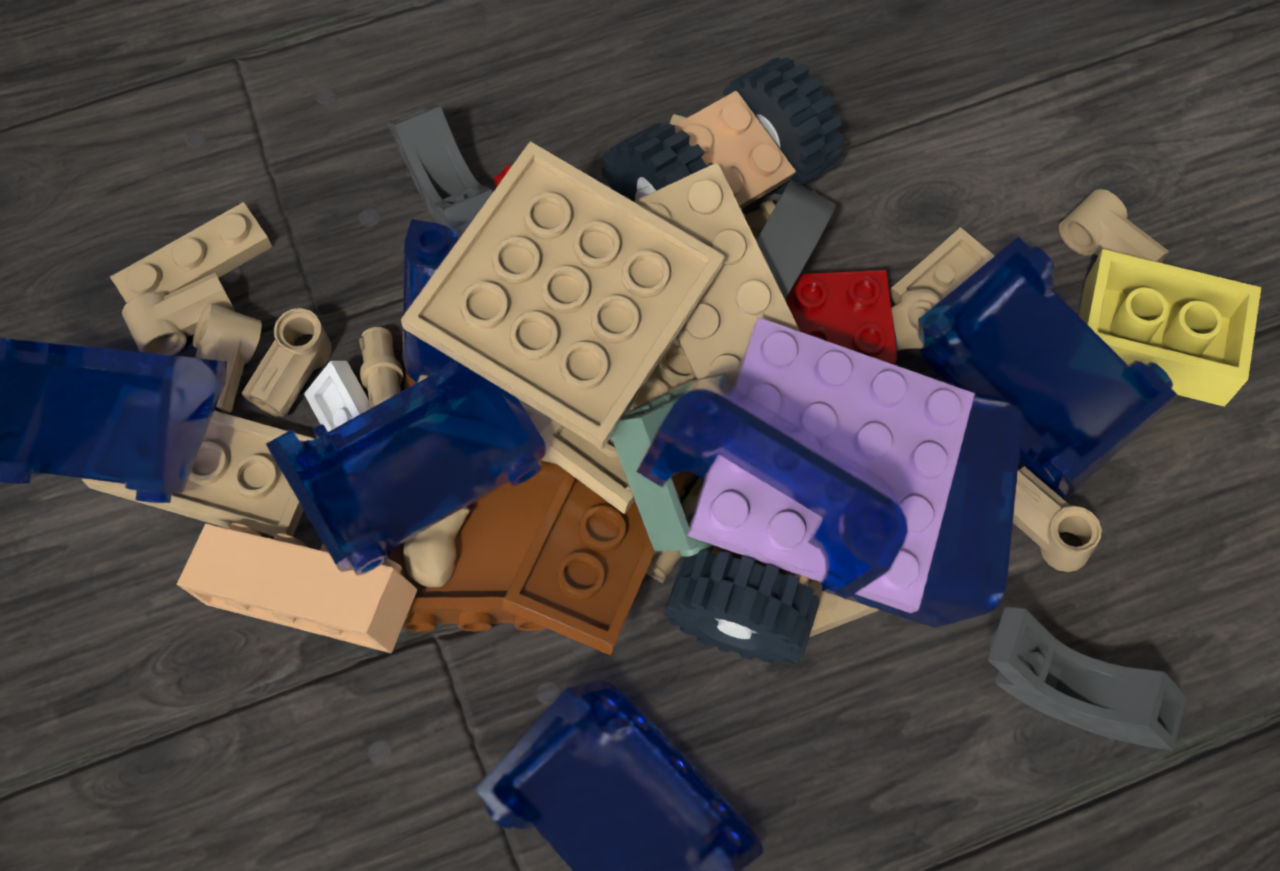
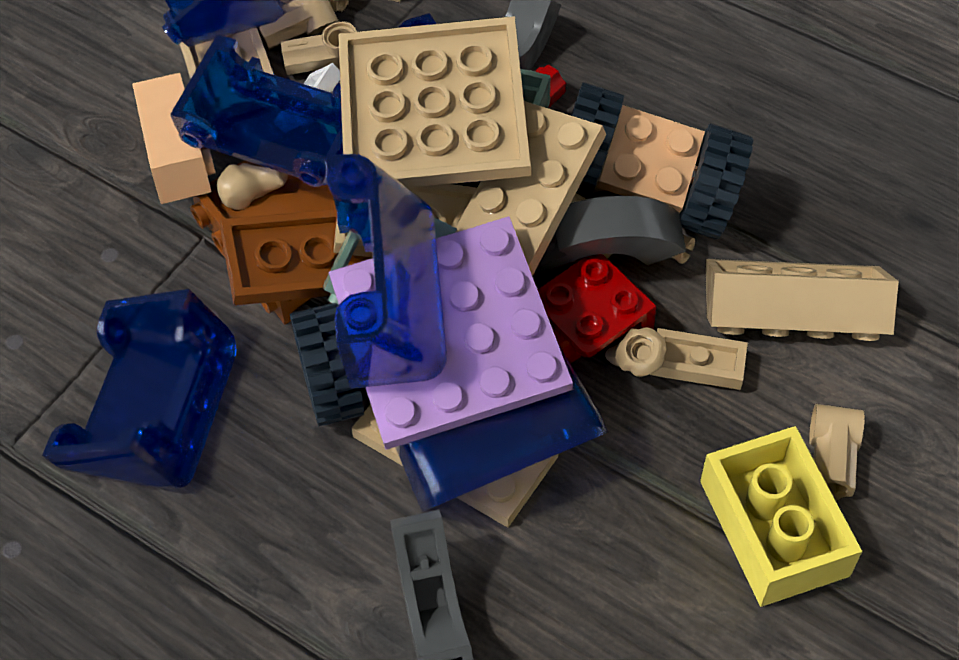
camera: 55 degrees right, 10 degrees down
(936, 153) = (800, 298): none -> tan slope
(1023, 343) = (658, 437): clear blue windscreen -> none
(1045, 514) = (555, 528): tan piece -> none

